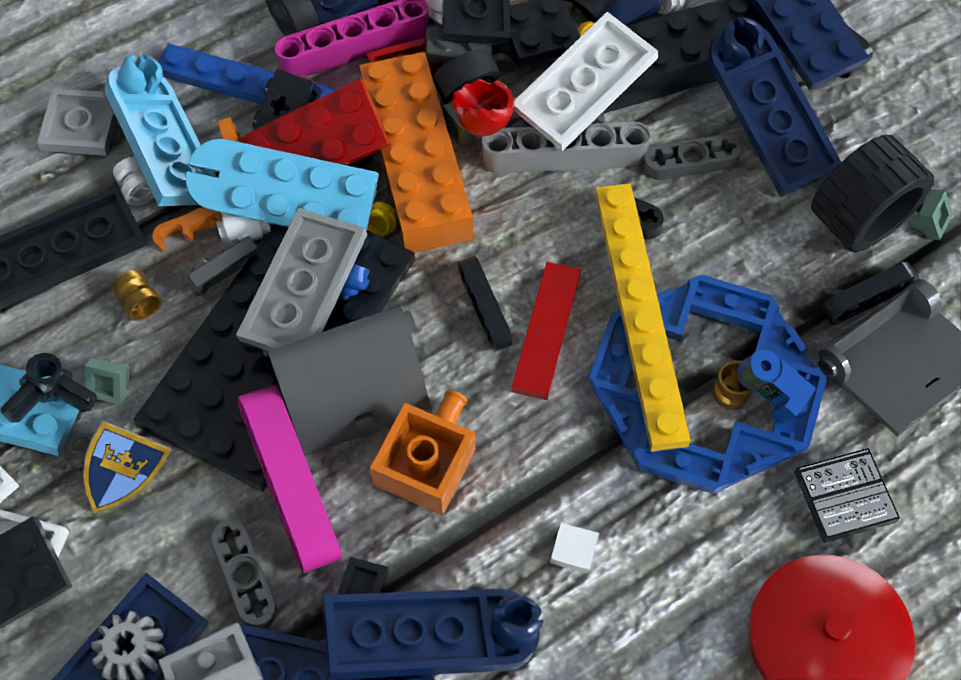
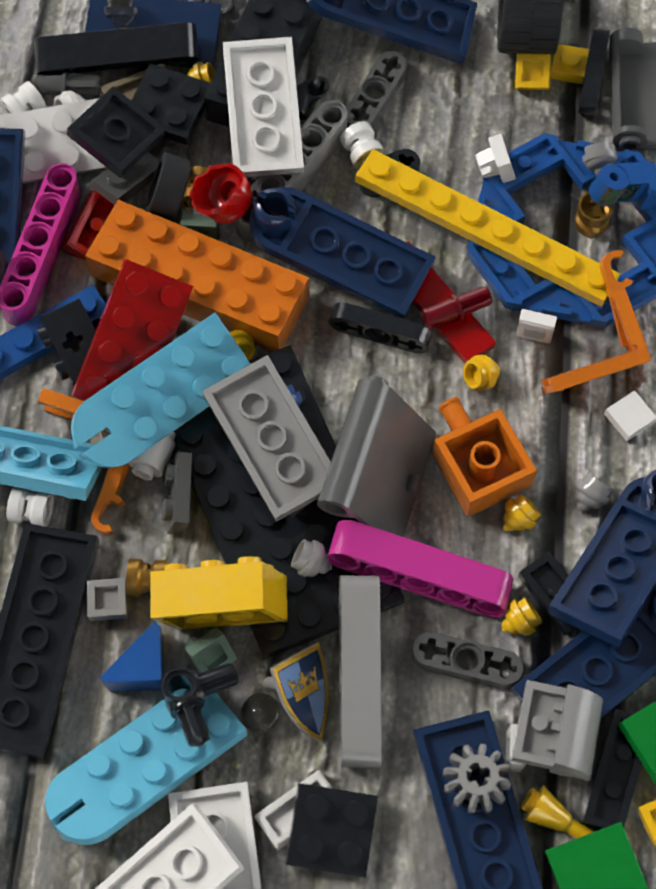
camera: 50 degrees left, 5 degrees up
(65, 338) = (140, 665): none -> blue slope
(97, 281) = (107, 599): none -> light grey plate
(143, 344) = (218, 594): none -> yellow brick
(164, 495) = (359, 672): none -> light grey beam
(229, 388) = (311, 559): none -> light grey plate
(312, 587) = (521, 618): none -> yellow plate
(408, 522) = (520, 514): none -> yellow plate
(474, 565) = (591, 493): none -> light grey plate
(511, 404) = (481, 372): none -> yellow plate
(520, 224) = (339, 249): none -> dark blue plate
(547, 341) = (456, 307): none -> dark red axle
(588, 414) = (536, 326): none -> white tile
(638, 172) = (360, 142): none -> white wheel
(642, 489) = (628, 332): none -> orange hinge
(644, 112) = (309, 92): none -> black arm
(707, 274) = (496, 160): none -> white tile
(786, 347) = (599, 155): none -> light grey plate
(822, 249) = (533, 71): none -> yellow plate
(858, 268) = (569, 64): none -> yellow plate

